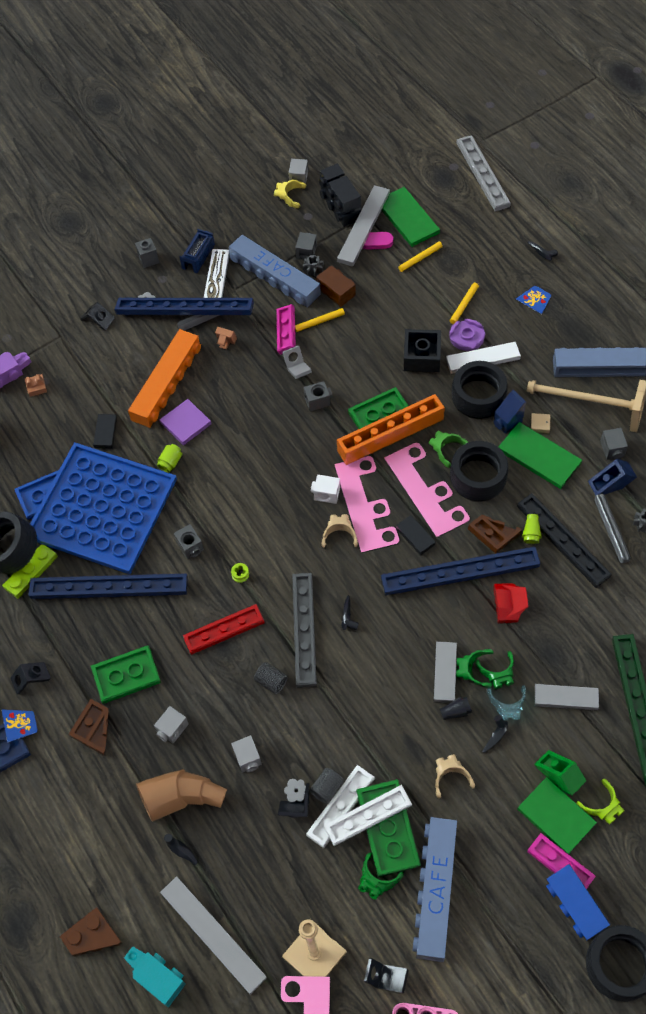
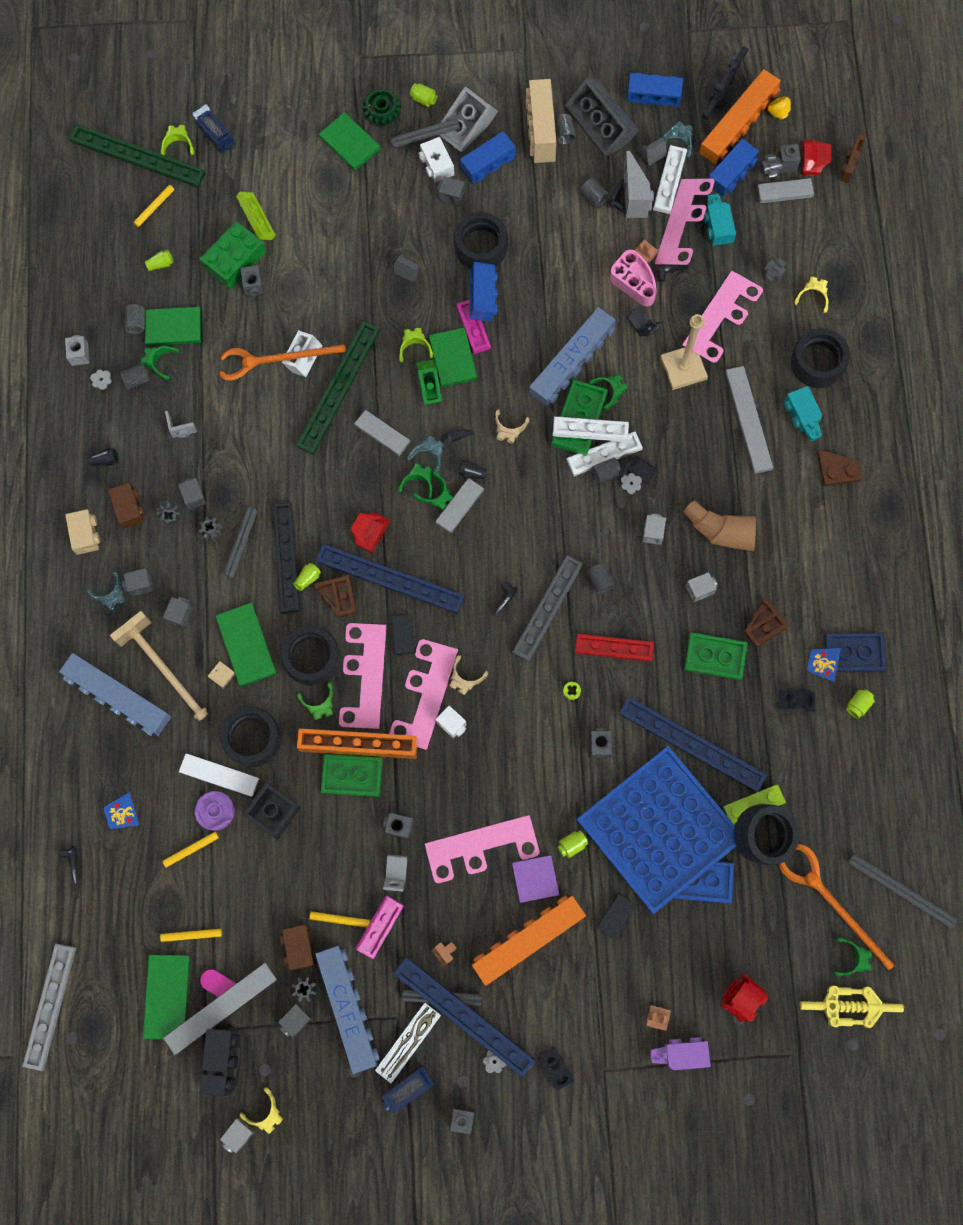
camera: 150 degrees left, 15 degrees up
(180, 848) = (741, 491): black bar -> none
(249, 423) = (475, 841): none -> bright pink piece
(510, 412) = (244, 693): dark blue slope -> none
(612, 477) = (205, 581): dark blue slope -> none

